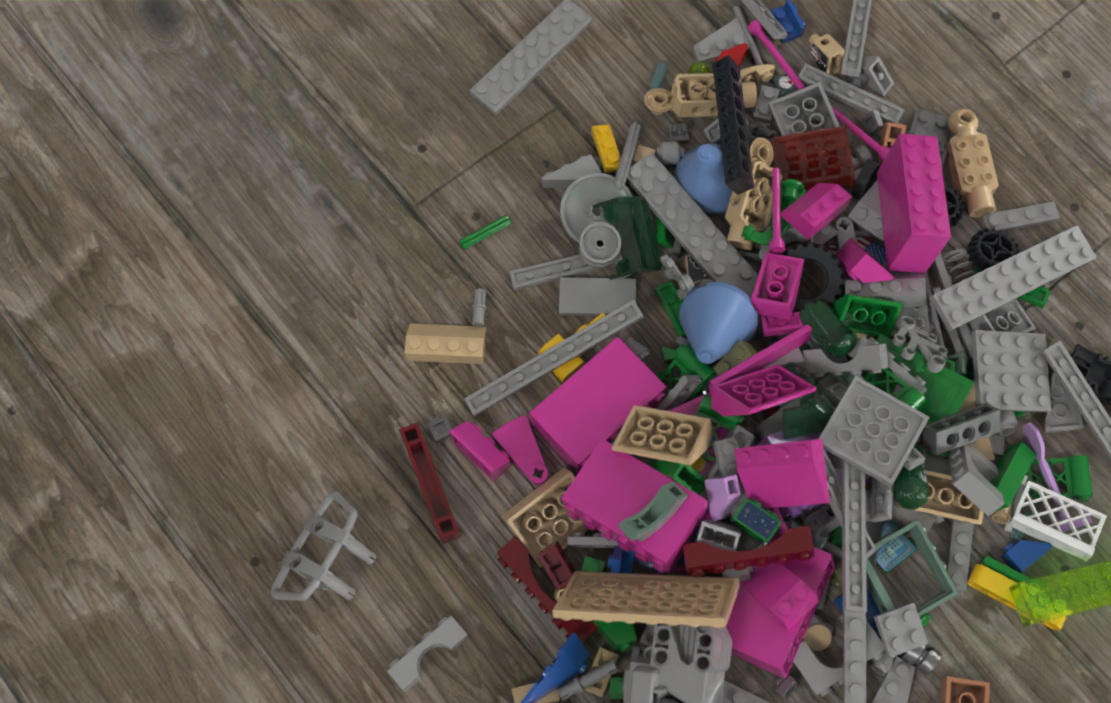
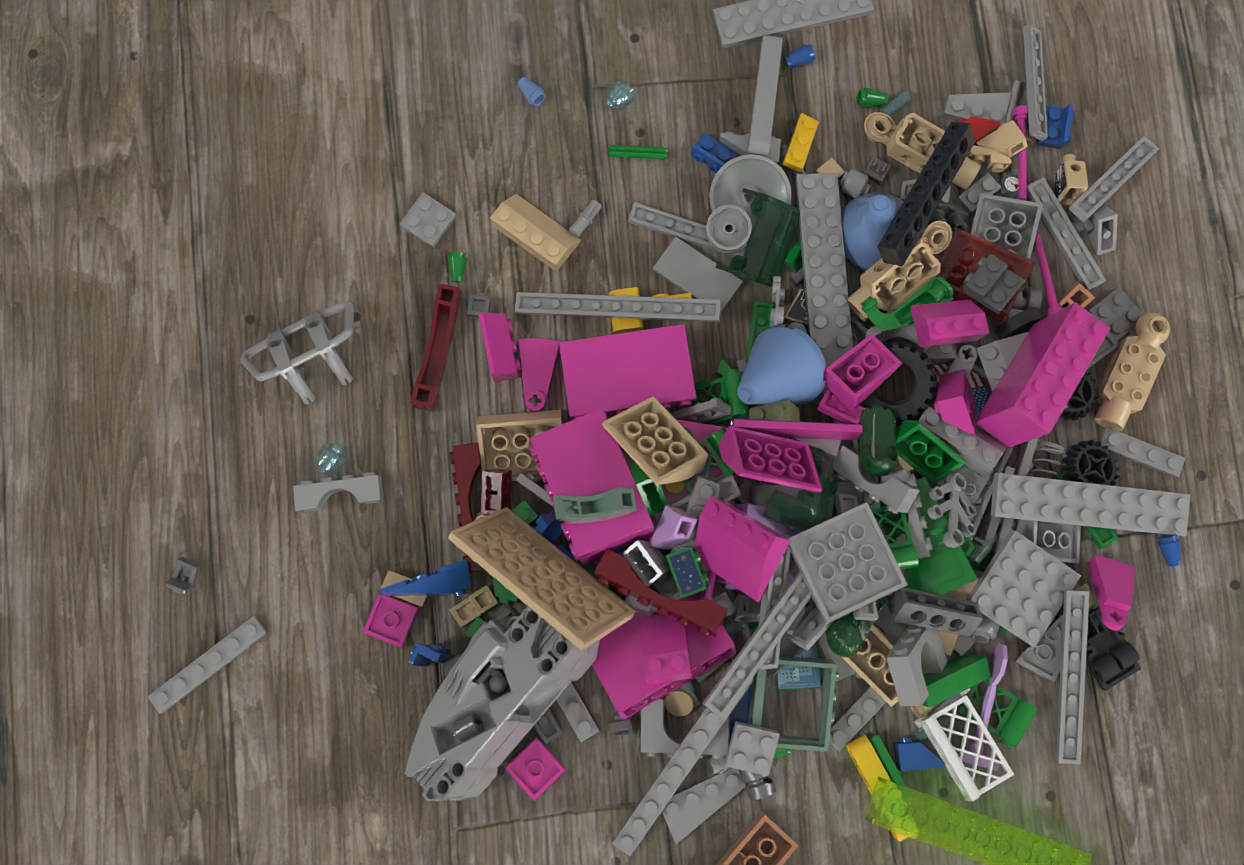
camera: 30 degrees right, 10 degrees up
(352, 388) = (428, 220): none -> light grey plate
(369, 237) = (531, 91): none -> medium blue cone
(401, 408) = (457, 264): none -> green cone
(401, 630) = (330, 459): none -> clear light blue head
(441, 197) = (619, 95): none -> clear light blue head
(544, 197) = (712, 152): none -> blue bracket
(556, 129) = (765, 95): none -> light grey beam
(561, 85) = (800, 56): none -> blue cone
(583, 682) = (455, 606): light grey pin -> none
(627, 156) = (812, 161): light grey axle -> none
(635, 84) = (868, 98): none -> green cone
(638, 349) = (698, 348): light grey cone -> none
(698, 68) = (939, 119): clear neon green animal -> none
(759, 52) = (1006, 140): none -> tan slope
(776, 244) = (887, 332): dark pink piece -> none
(827, 160) = (992, 283): none -> dark grey plate
(872, 122) = (1066, 274): flat silver plate -> none
(1074, 328) = (1113, 588): none -> dark pink piece
(1092, 273) = (1171, 549): none -> blue cone

